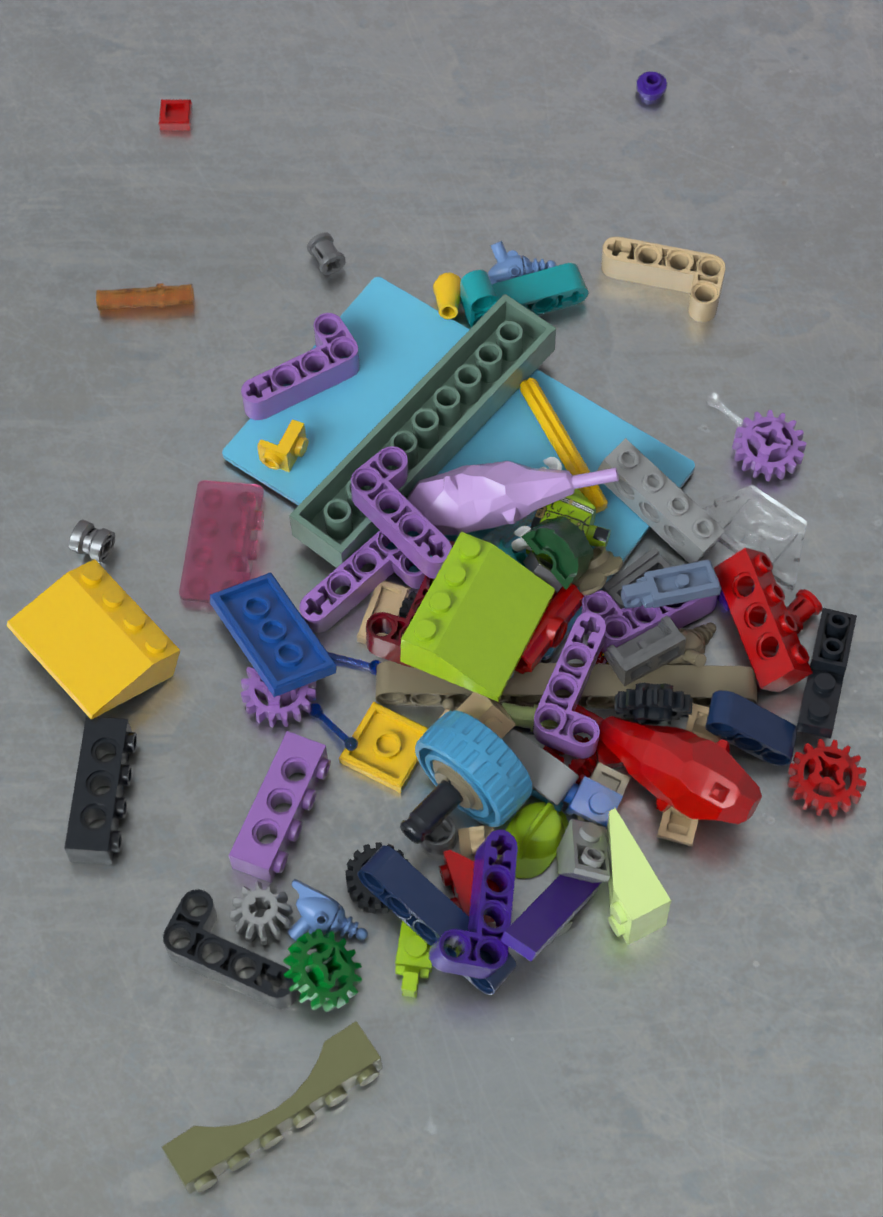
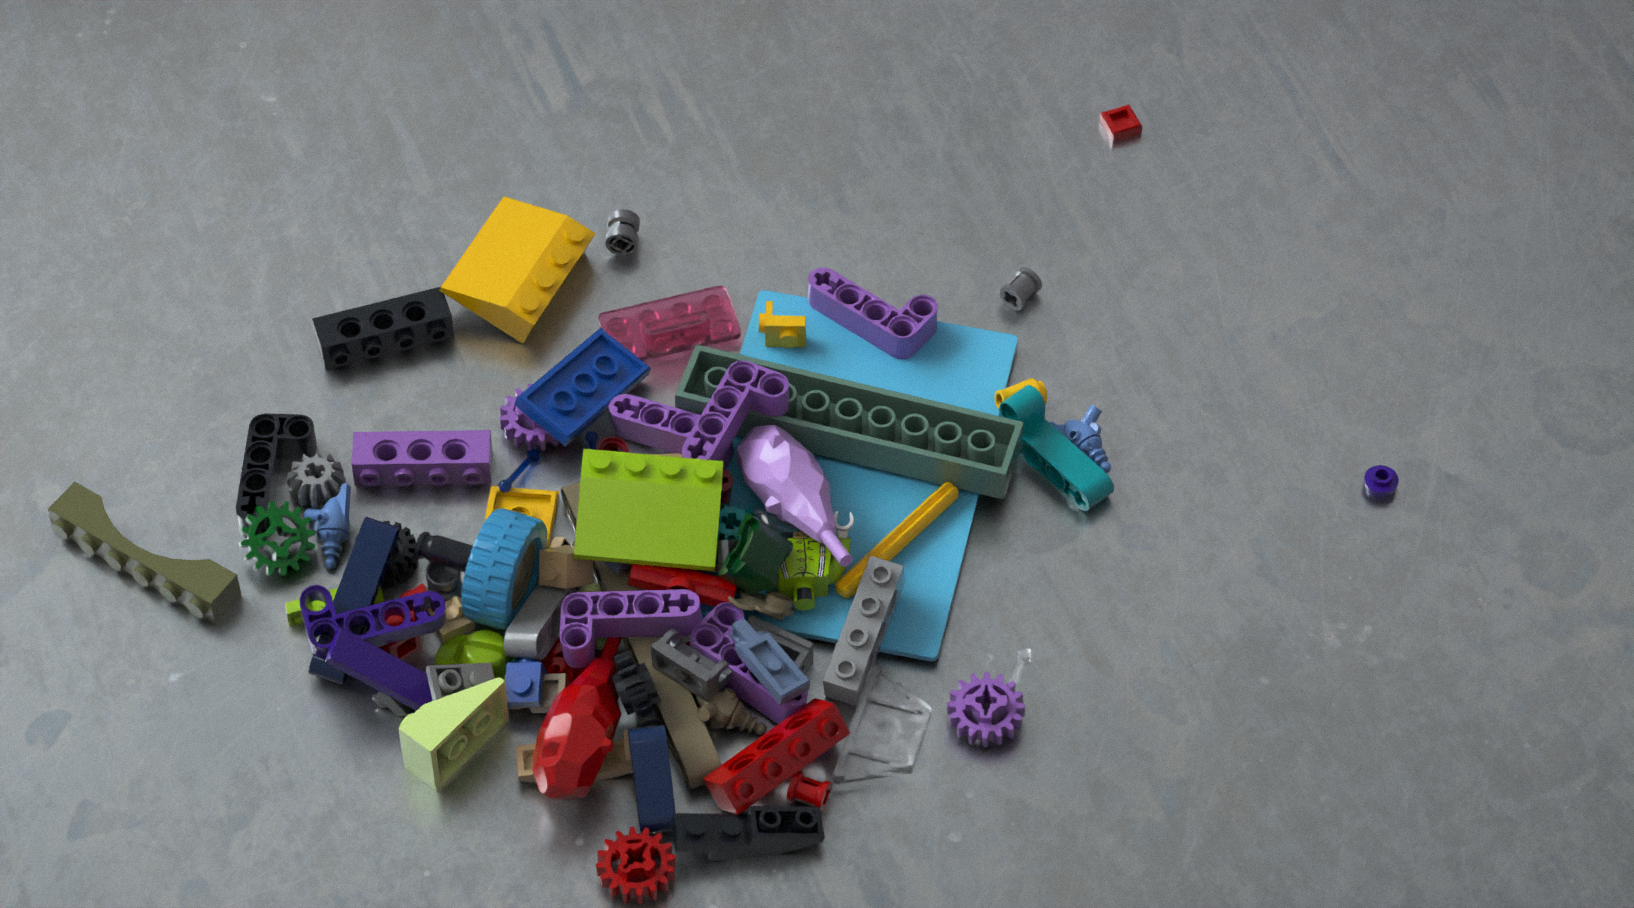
camera: 65 degrees right, 10 degrees down
(144, 297) = (905, 184): clear orange pin -> none
(627, 261) = (1151, 554): tan beam -> none

